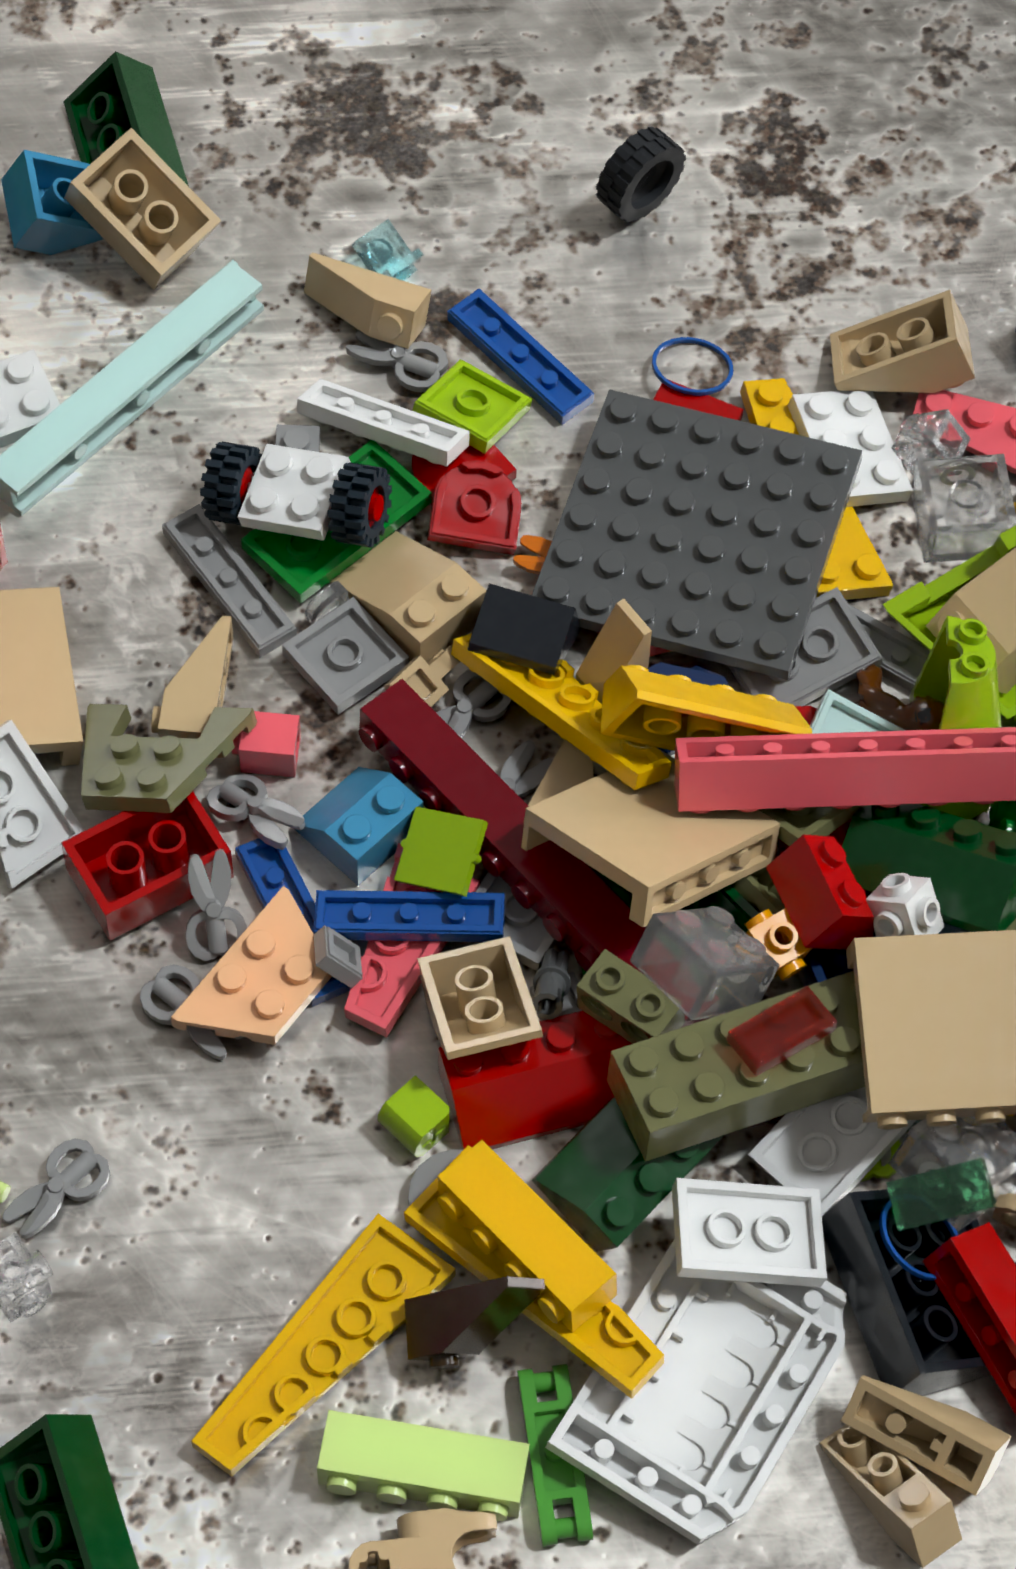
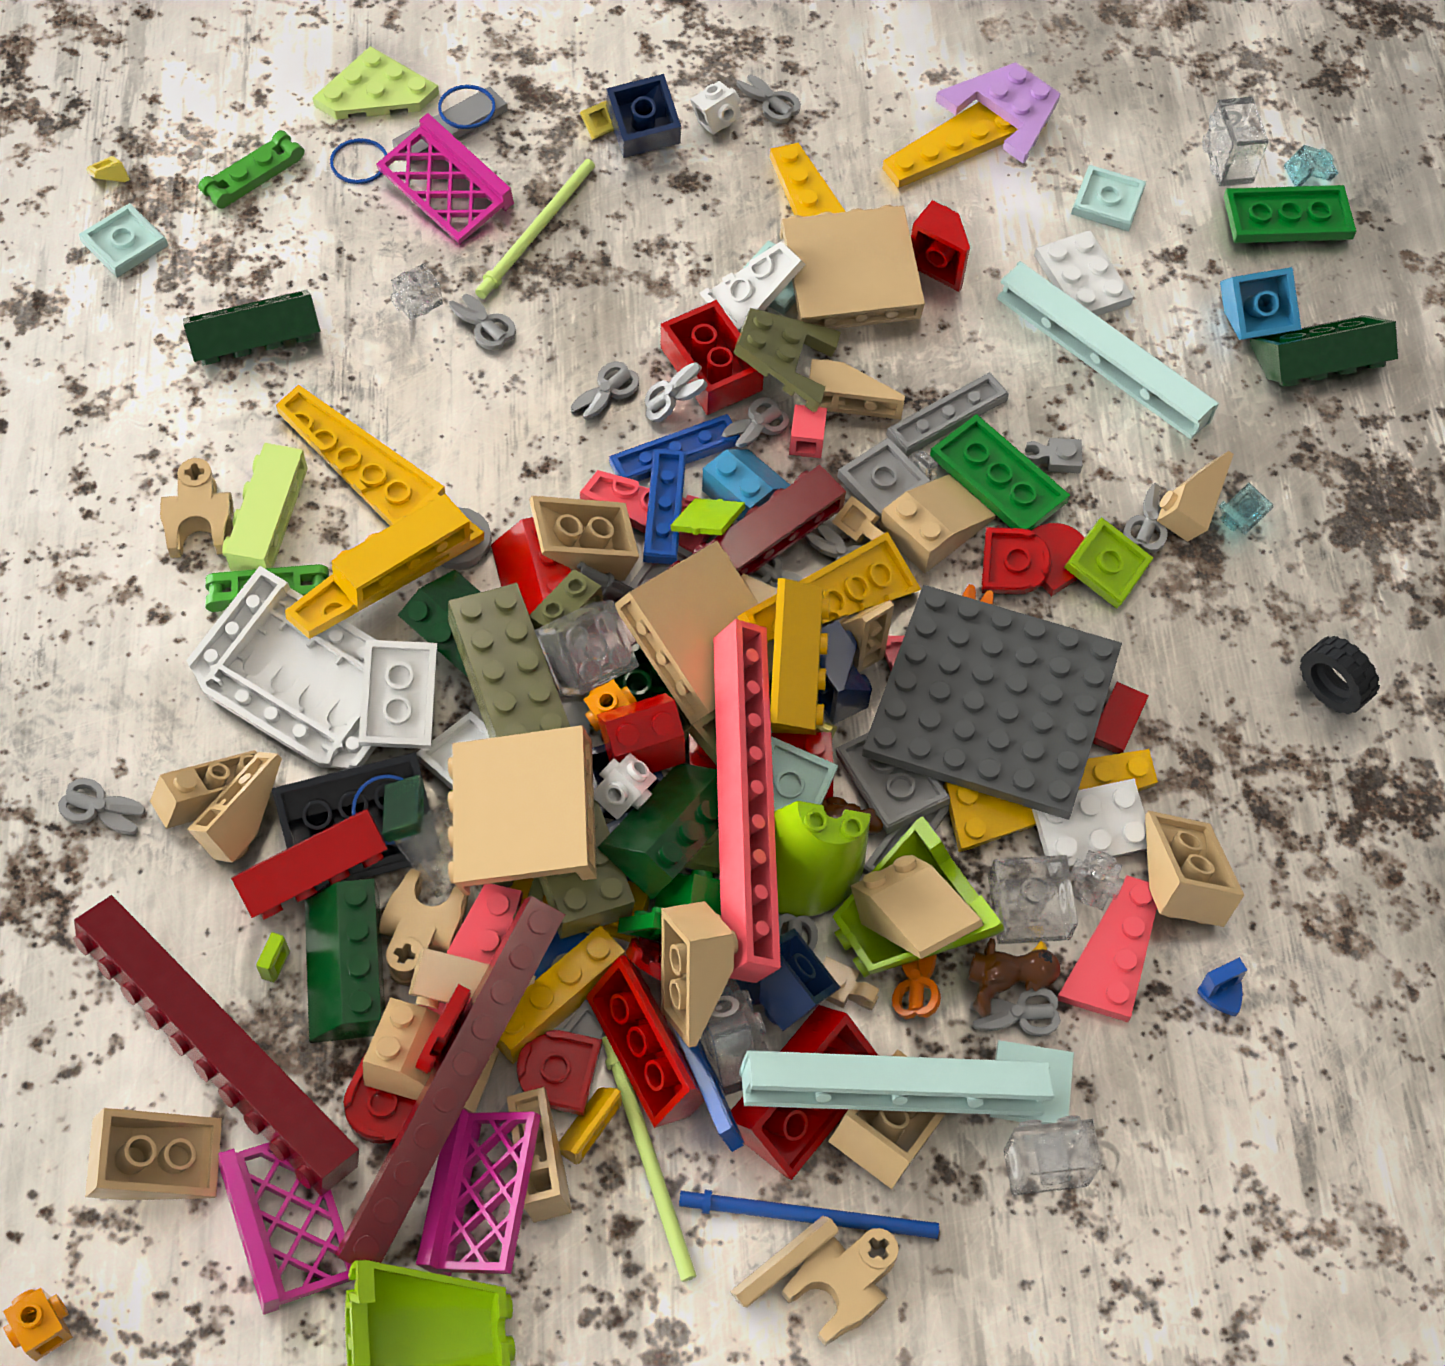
camera: 90 degrees right, 0 degrees up
(141, 208) = (1250, 339): tan slope -> none
(260, 980) = (622, 423): light nougat wing -> none
(296, 493) = (1006, 435): plate -> none
(338, 956) = (633, 462): light grey tile -> none
(383, 422) = (1083, 500): white plate -> none
(415, 1117) = (510, 508): lime piece -> none
(465, 1318) = (354, 518): dark brown slope -> none
(520, 356) = (1163, 601): blue tile -> none
(524, 629) = (895, 573): black slope -> none
(723, 354) = (1142, 732): blue piece -> none
(781, 1031) = (521, 686): clear red tile -> none

